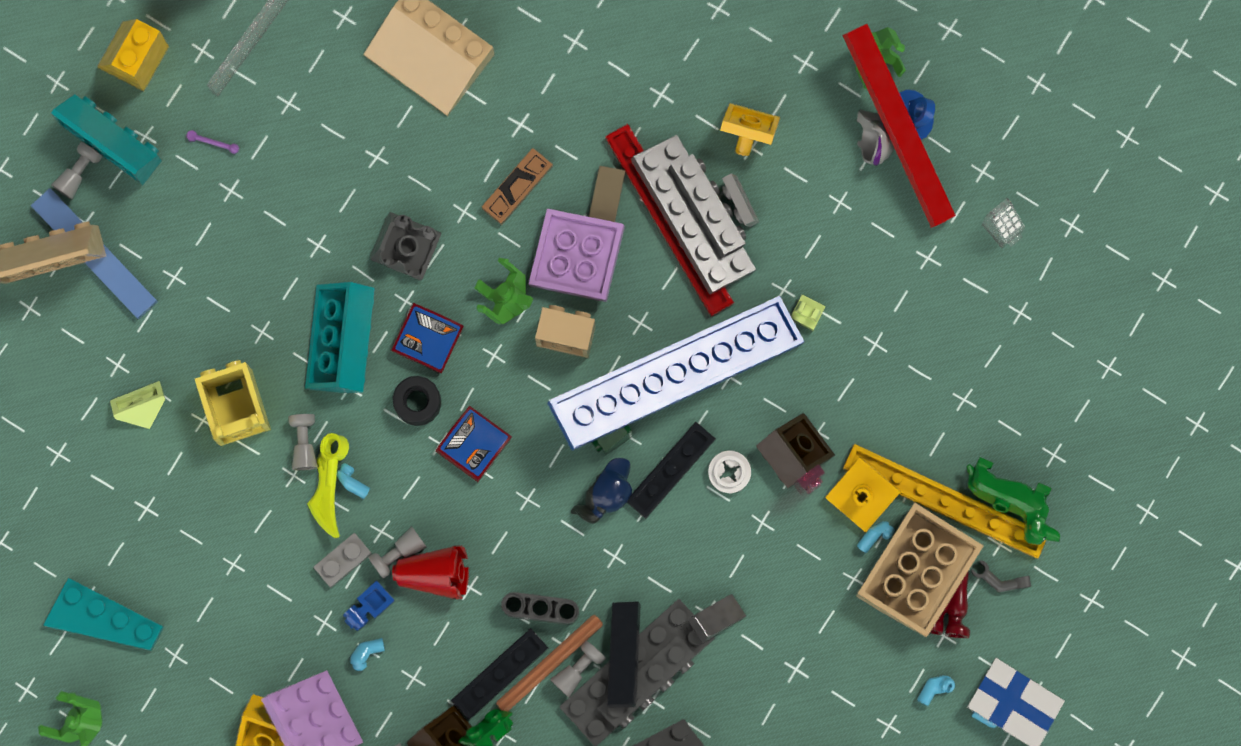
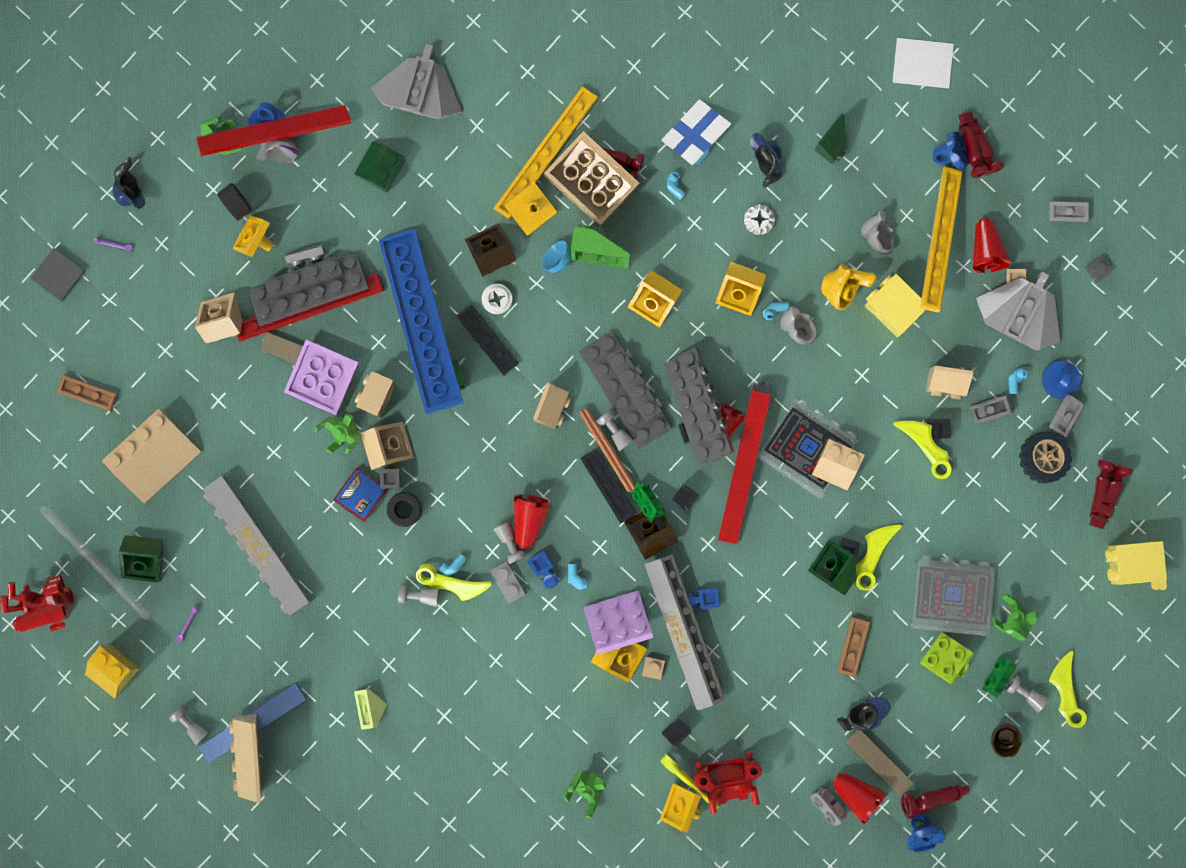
camera: 80 degrees left, 5 degrees up
(96, 616) = (515, 762): teal wing -> none
(107, 138) = (171, 698): teal slope -> none
(234, 413) = (388, 640): light yellow container -> none
(289, 64) = (141, 558): none -> dark green slope
(332, 213) = (257, 546): none -> light grey brick
(340, 337) = (348, 556): teal slope -> none
(405, 245) = (290, 498): dark grey slope -> none
(455, 374) = (390, 478): none -> dark grey panel
(473, 444) = (442, 475): slope -> none
(500, 360) = (386, 445): none -> tan slope
(517, 186) = (263, 411): medium nougat tile -> none
(528, 602) = (568, 439): dark grey beam -> none
(594, 574) = (551, 406): none -> tan slope
(608, 492) = (496, 386): dark blue hair -> none
(624, 654) = (611, 396): black tile -> none
(630, 103) = (219, 318): none -> tan slope
(716, 618) = (598, 327): flat silver slope -> none
(771, 690) = (655, 298): none -> yellow slope
(792, 93) = (234, 201): none -> black tyre
(802, 543) = (557, 257): none -> dark azure piece
(807, 312) = (394, 222): yellowish green tile -> none
(810, 481) = (515, 242): clear pink plate -> none
(821, 584) = (594, 248): none -> bright green slope
(872, 535) = (559, 206): medium azure arm -> none
(880, 279) = (380, 166): none -> dark green slope
(999, 310) = (418, 88): none -> light grey panel
(1002, 586) = (612, 124): dark grey arm -> none
(1004, 224) = (358, 71): clear slope -> none
(1014, 497) = (553, 103): green animal -> none

